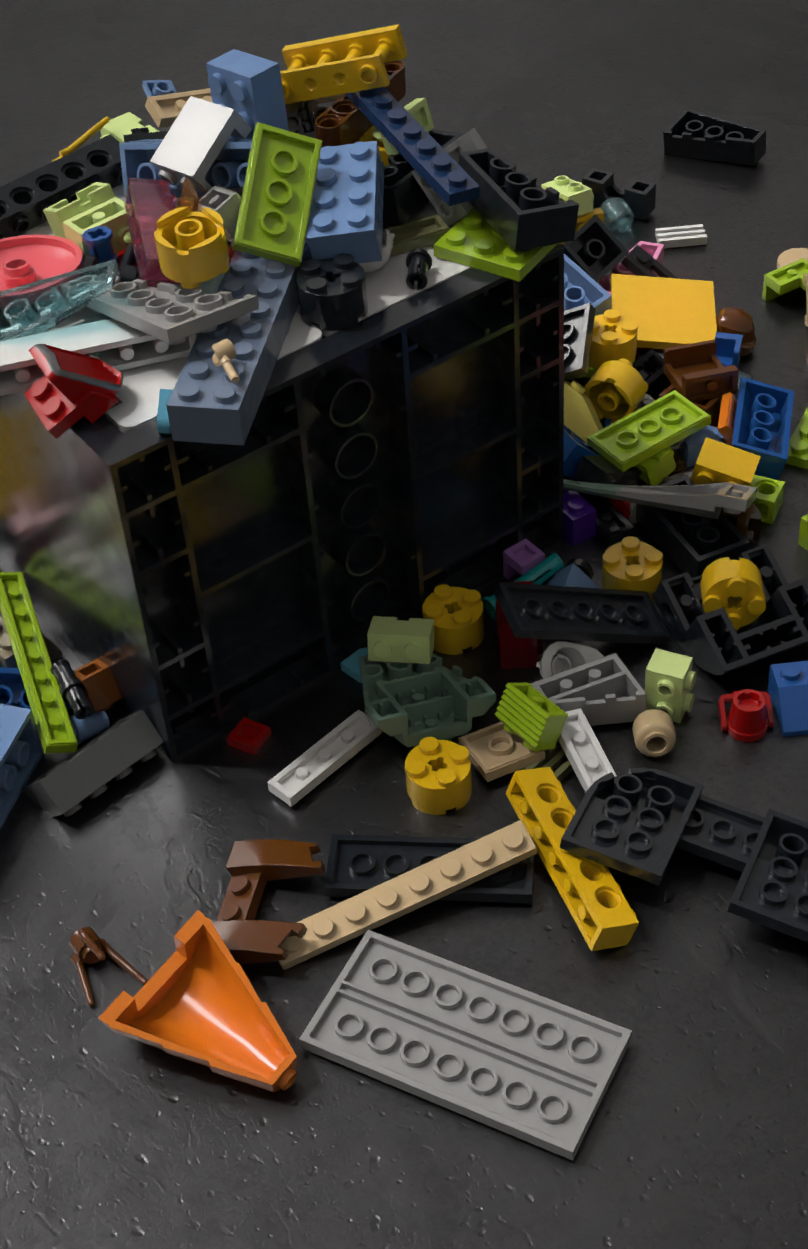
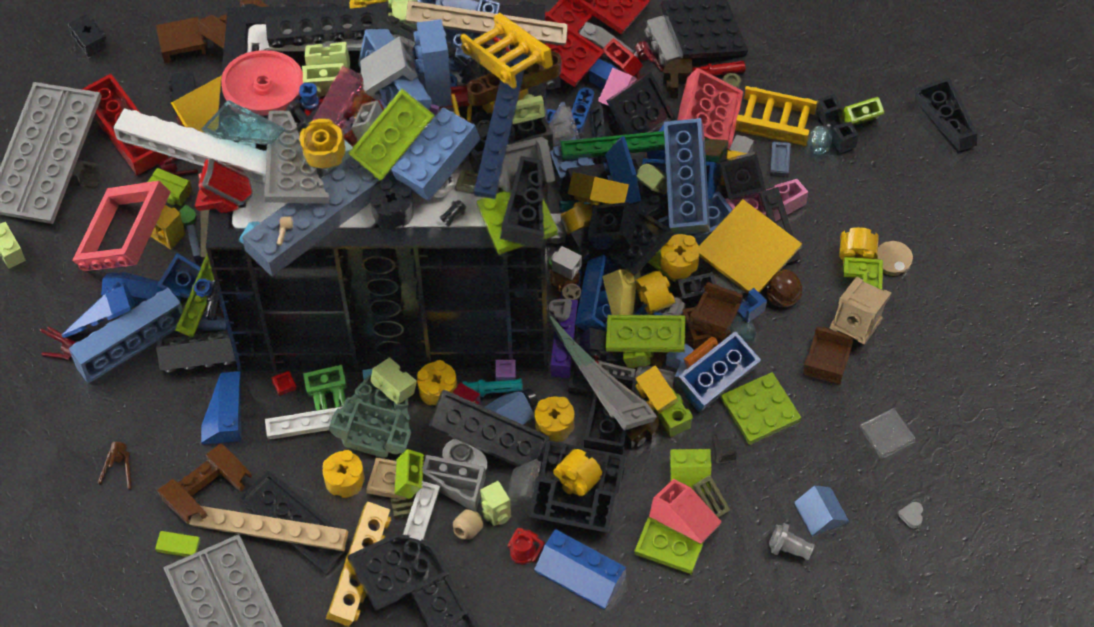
camera: 35 degrees right, 15 degrees up
(43, 671) = (198, 287): none -> blue plate
(200, 812) = (223, 414): none -> blue wedge
(207, 1013) = (129, 527): orange cone -> none
(294, 998) = (177, 544): none -> lime tile
(309, 694) = (326, 381): none -> bright green brick
(573, 191) = (792, 110): yellowish green brick -> none
(637, 166) = (863, 111): none -> lime brick
(676, 635) = (523, 482): none -> clear tile
(681, 236) = (847, 181): white tile -> none
(761, 257) = (859, 244): none -> yellow brick

